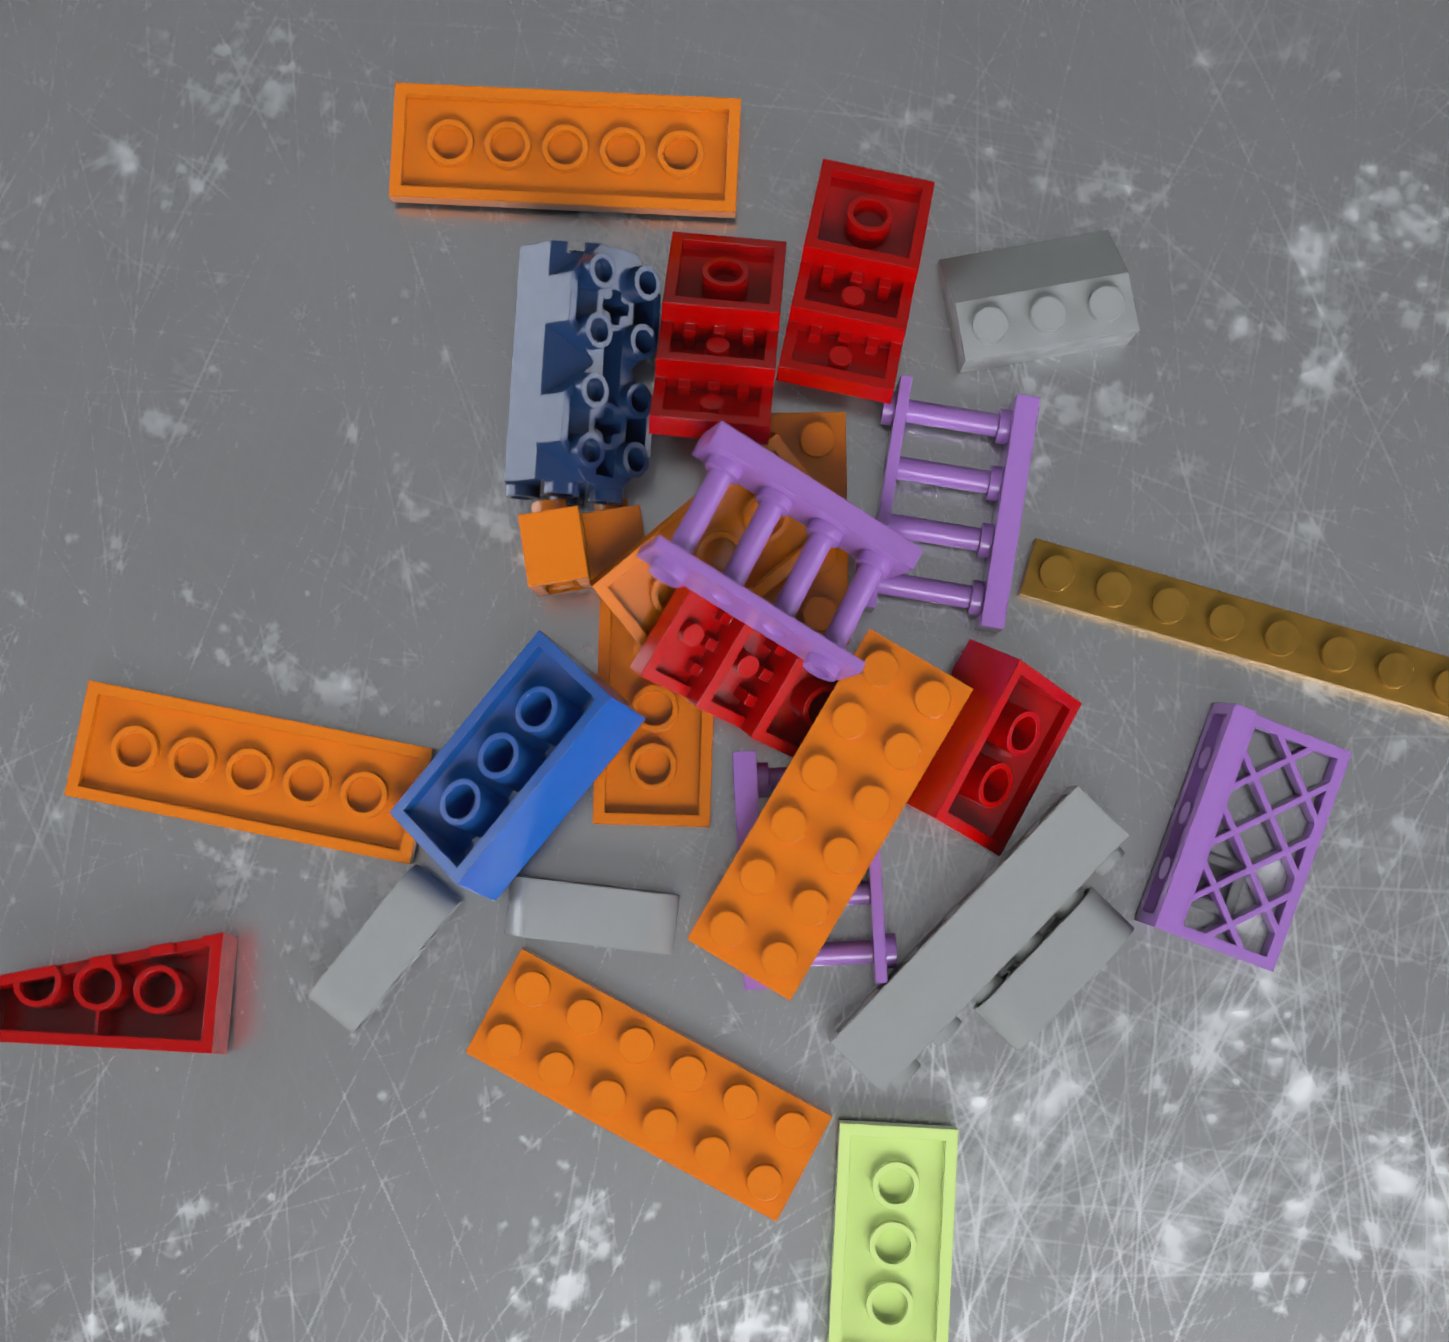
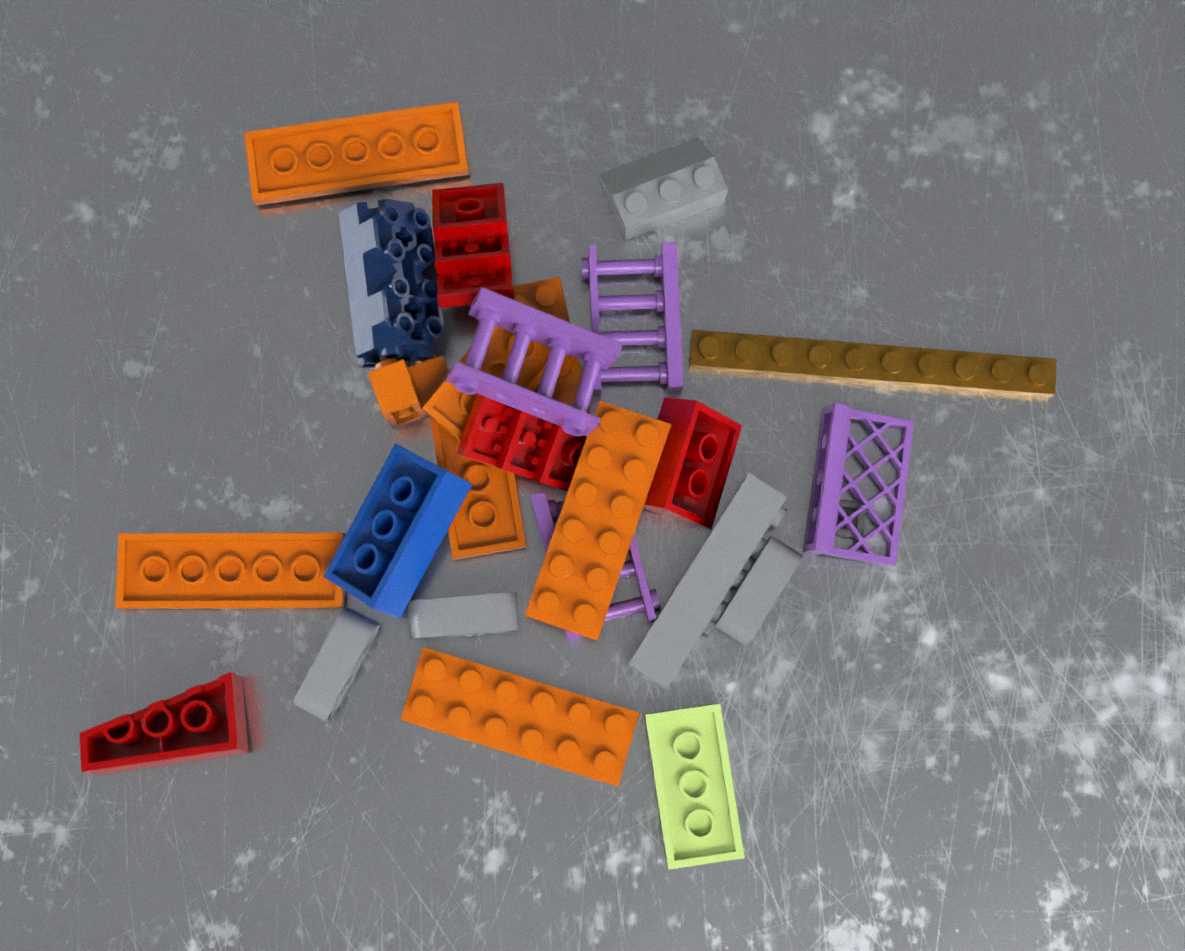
camera: 15 degrees left, 5 degrees down
(856, 281) = (549, 197): red slope -> none

